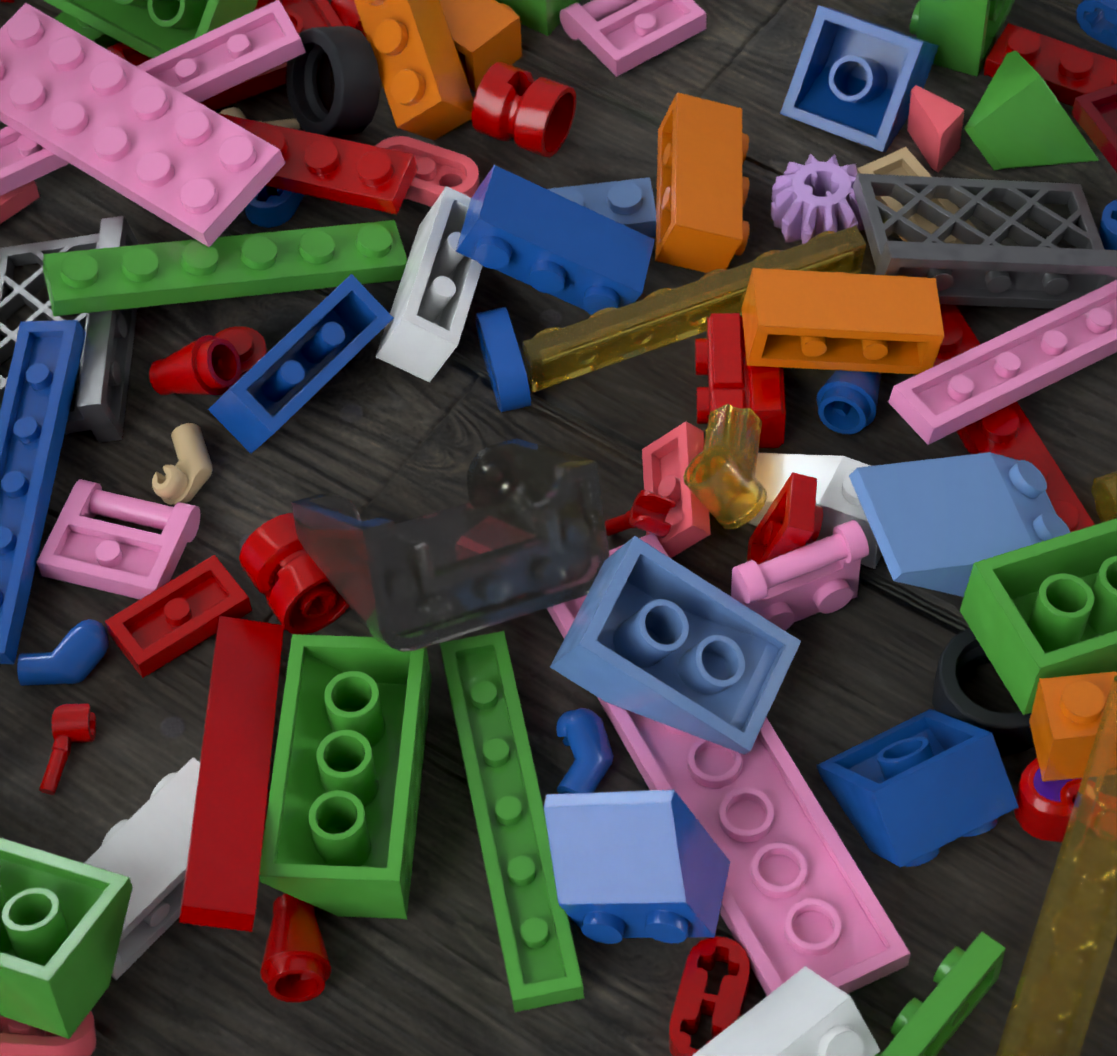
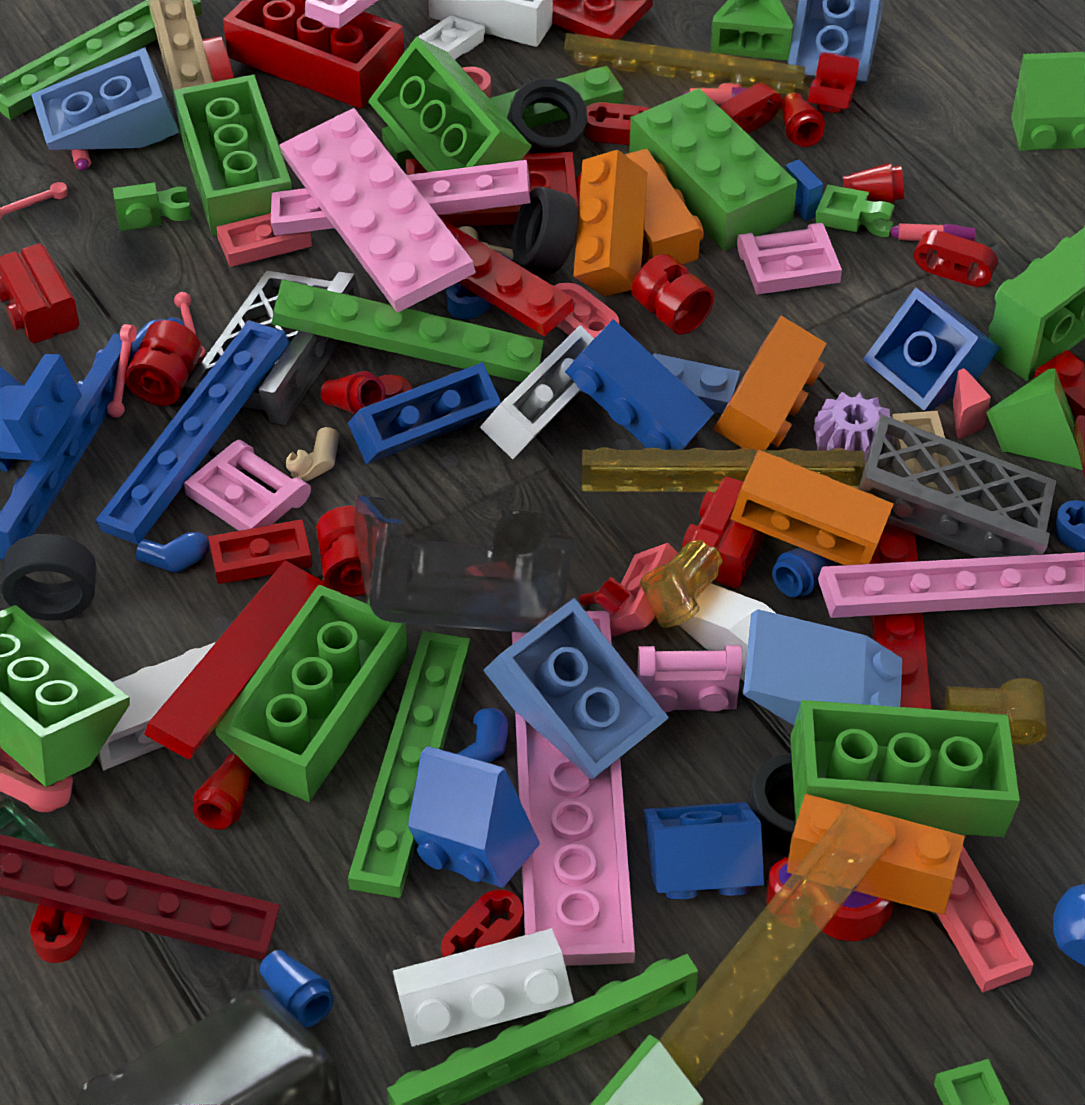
camera: 20 degrees right, 5 degrees down
(69, 725) = (153, 596): red hand -> none
(503, 359) = (567, 460): blue beam -> none
(789, 521) = (704, 630): red plate -> none

